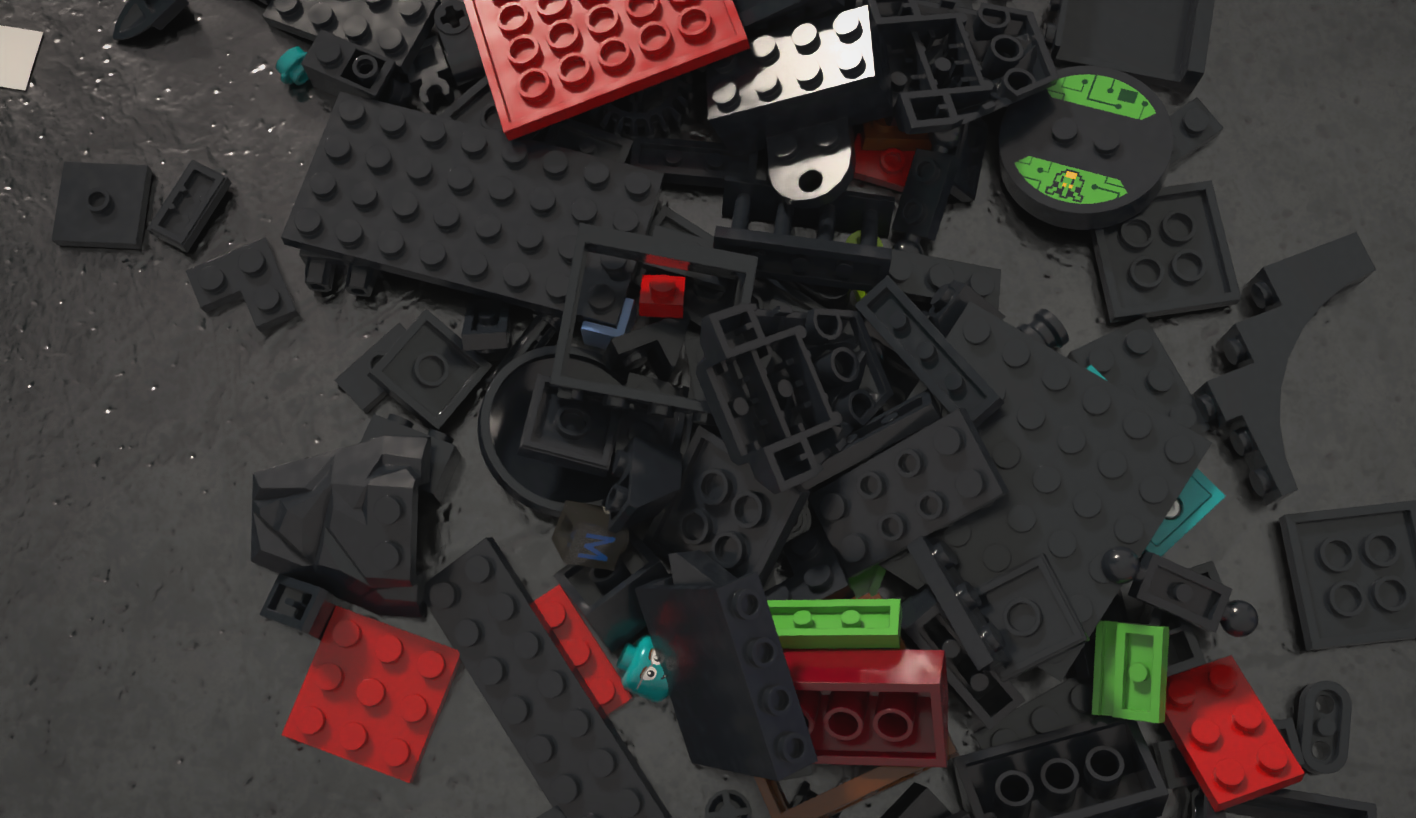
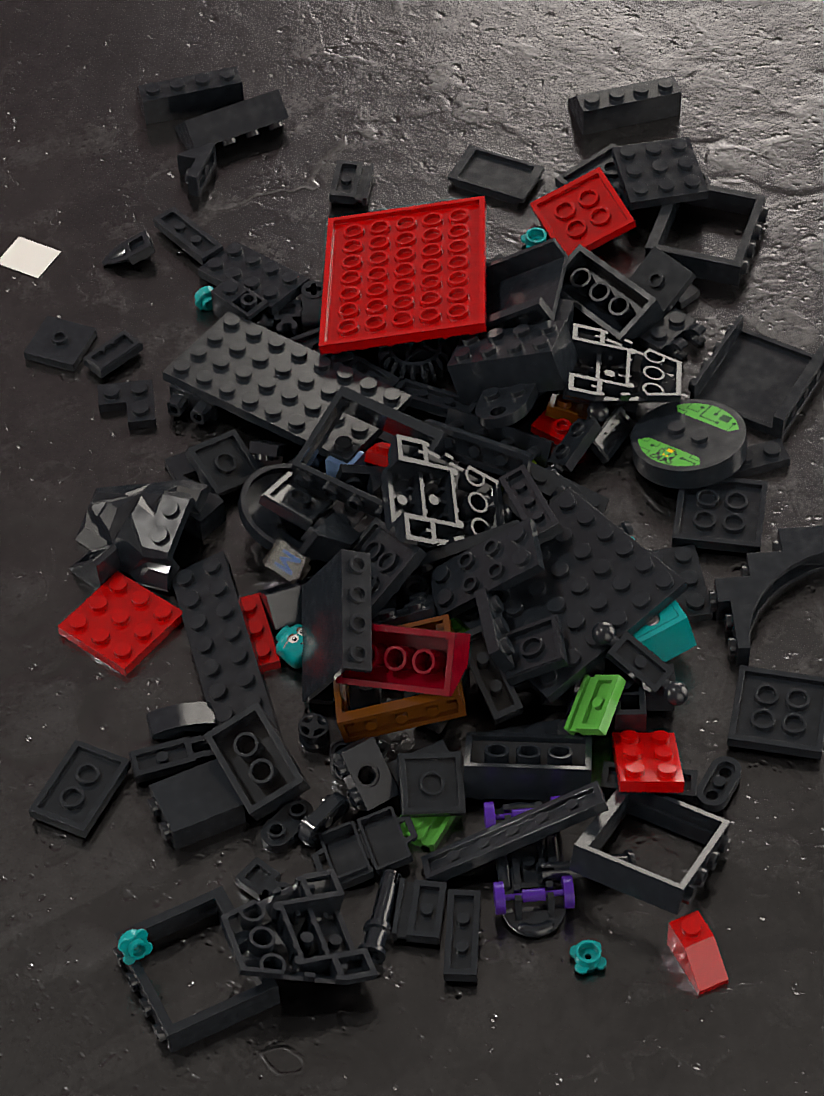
camera: 20 degrees right, 25 degrees down
(837, 623) = (413, 616): bright green plate -> none

